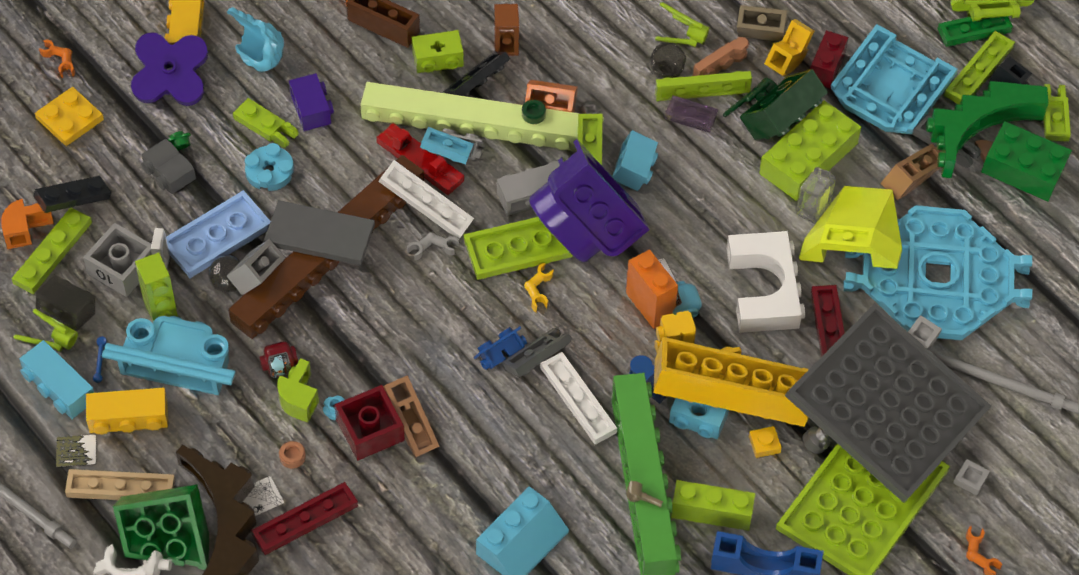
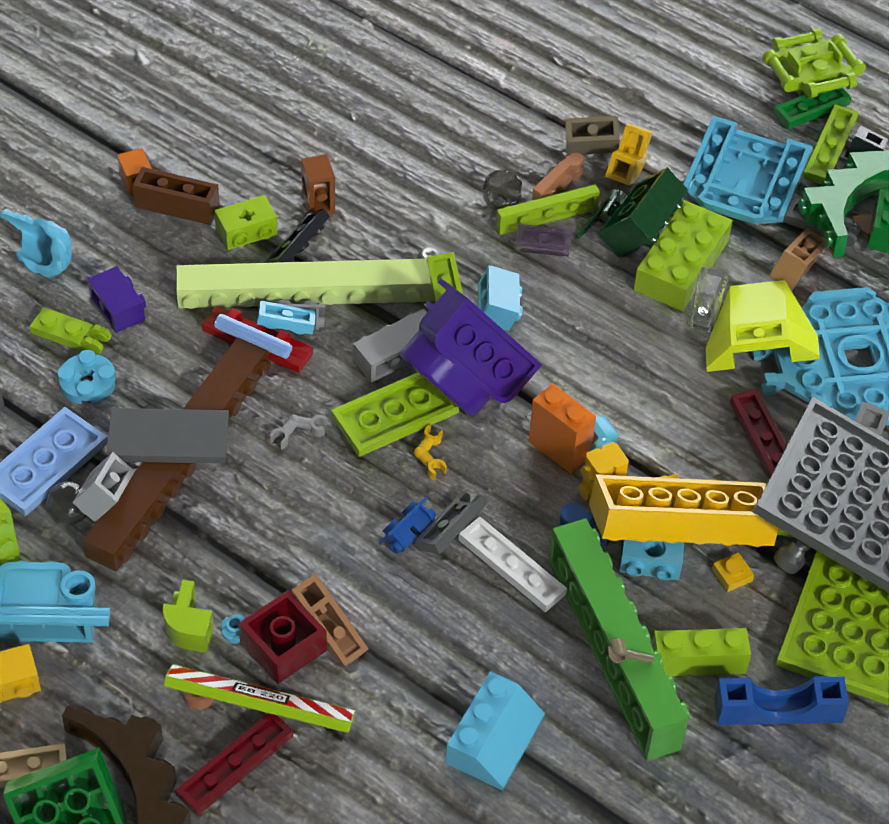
camera: 15 degrees left, 5 degrees down
(264, 496) = (178, 747): white sticker -> none
(278, 359) = (155, 586): head -> none
(337, 470) = (259, 698): none -> tile
(413, 157) = (253, 336): none -> light blue axle
(426, 199) = (279, 379): white plate -> none
(533, 111) = (374, 265): dark green tile -> none
(552, 95) = (387, 246): orange brick -> none
(696, 30) = (523, 154): lime plant -> none
(773, 253) = (682, 370): white arch -> none
(829, 57) = (674, 153): dark red brick -> none

